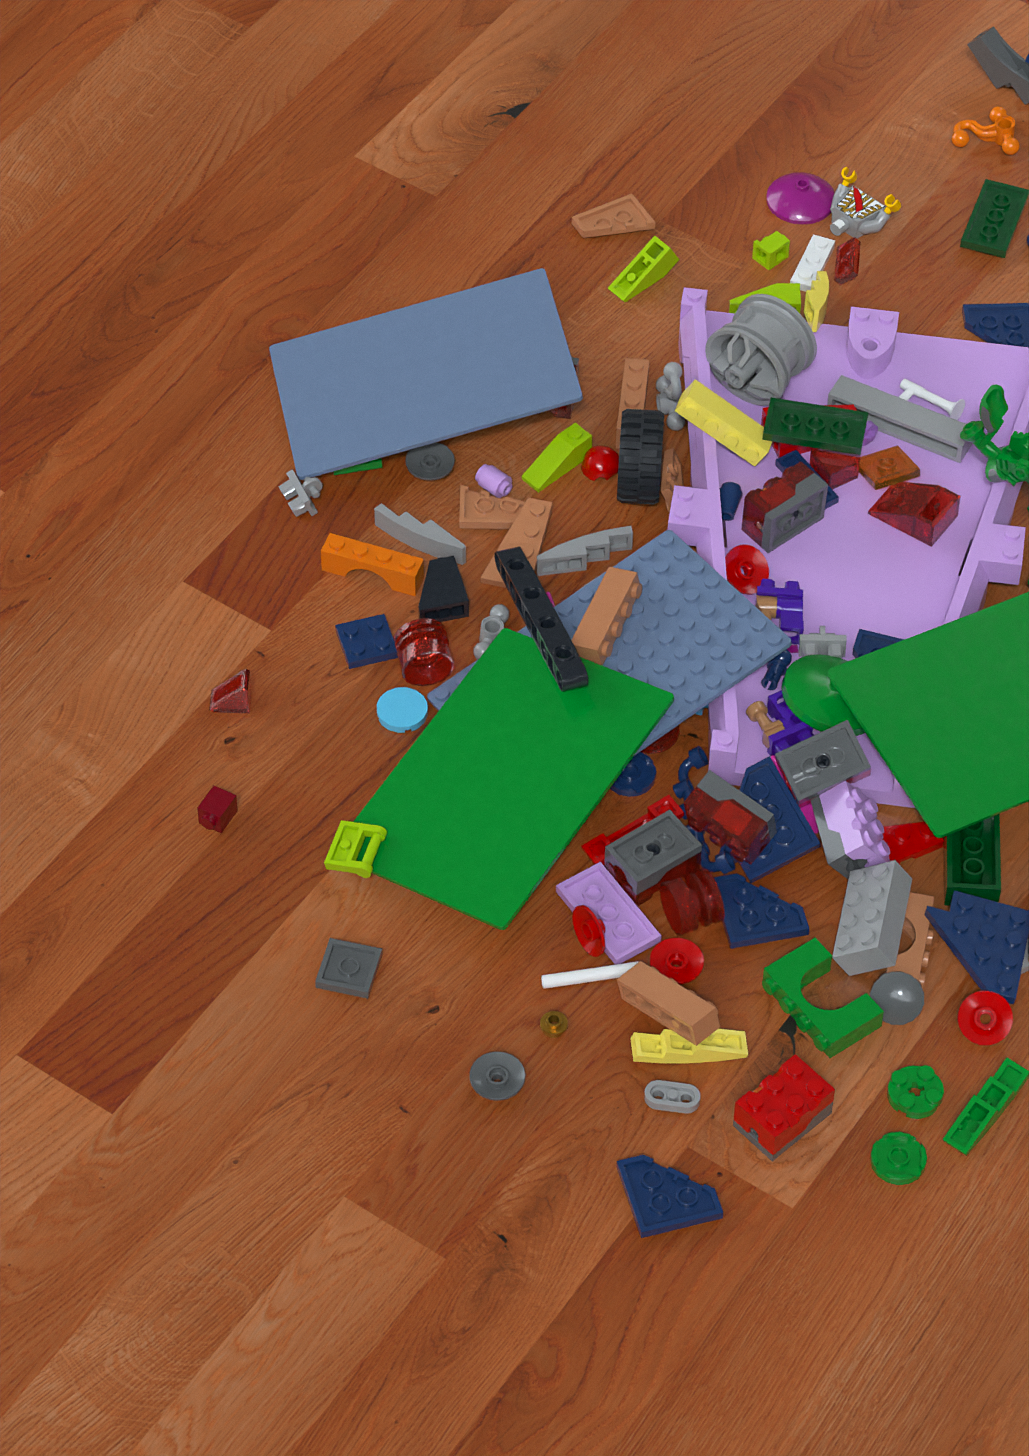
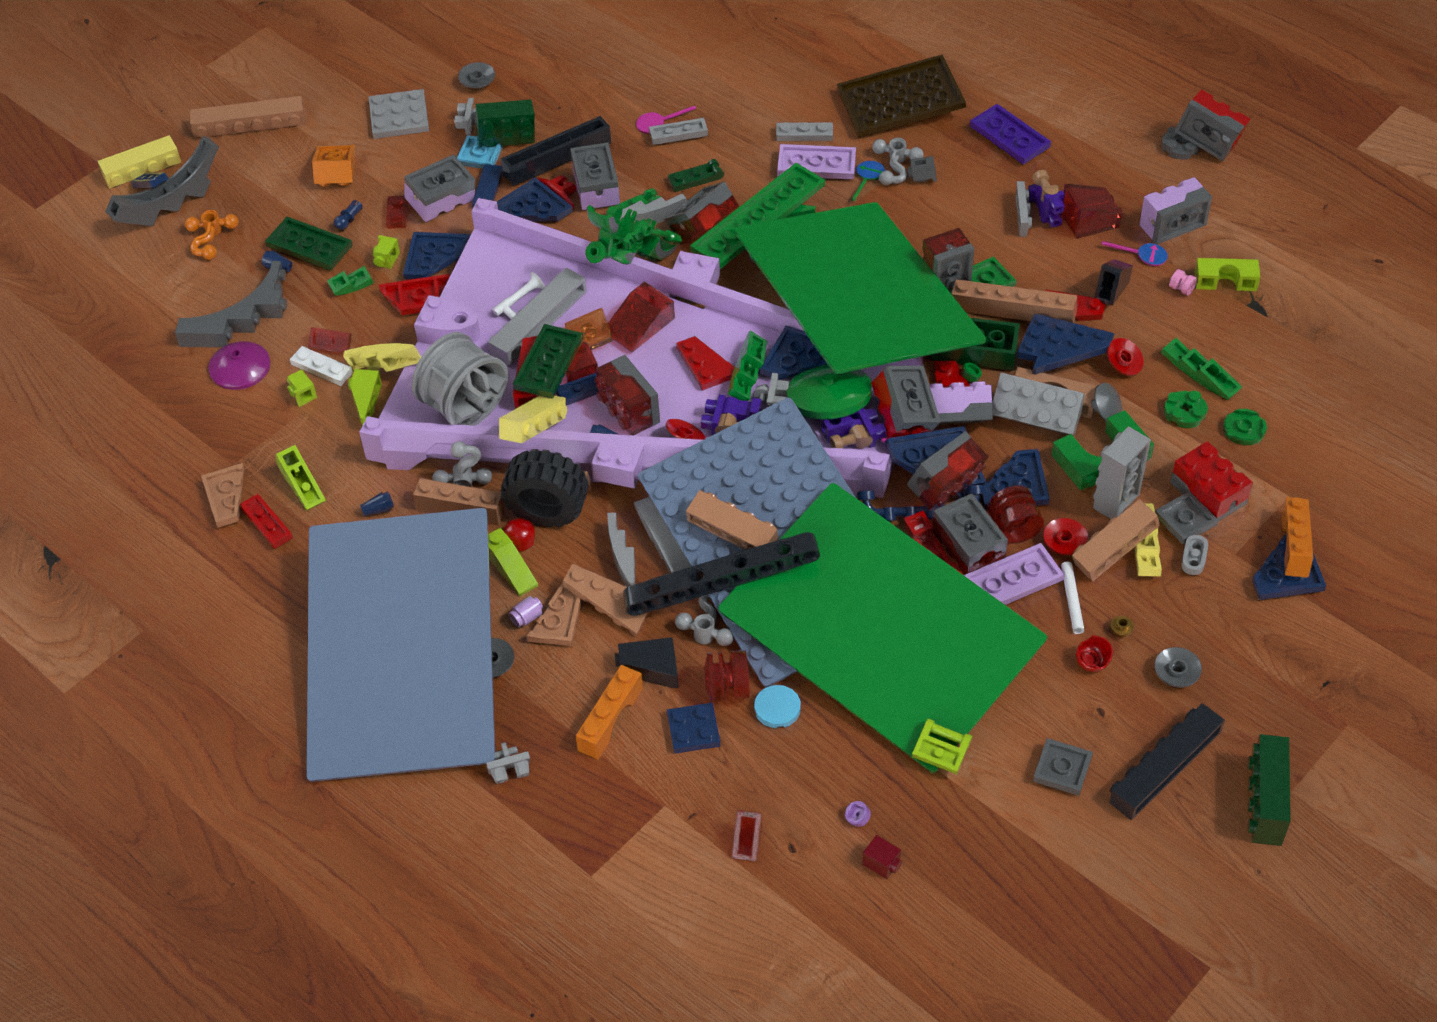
camera: 80 degrees left, 0 degrees up
(270, 787) = (857, 813): none -> medium lavender tile
(327, 1156) = (1269, 790): none -> dark green brick
(366, 1065) = (1165, 761): none -> black brick
(424, 537) = (583, 668): light grey slope -> none
(503, 991) = (1094, 653): none -> red hair
(583, 257) = (266, 521): none -> red plate
(589, 930) = (1041, 586): red dish -> none
(622, 342) = (378, 504): none -> dark blue cone
(725, 1084) = (1186, 517): none -> dark grey plate
(738, 1197) = (1299, 538): none -> orange arch
(754, 989) = (1121, 472): none -> light grey brick
(838, 154) = (242, 317): none -> dark grey arch
(858, 212) = (275, 326): torso -> none
(860, 616) = (747, 366): none -> green slope
(864, 581) = (704, 363): none -> red wing
(927, 858) = (971, 372): none -> green tile
(935, 318) = (410, 295): none -> red wing
(943, 264) = (355, 281): none -> green slope
(958, 195) = (270, 256): none -> dark blue cone
(995, 285) = (386, 251): none -> lime brick

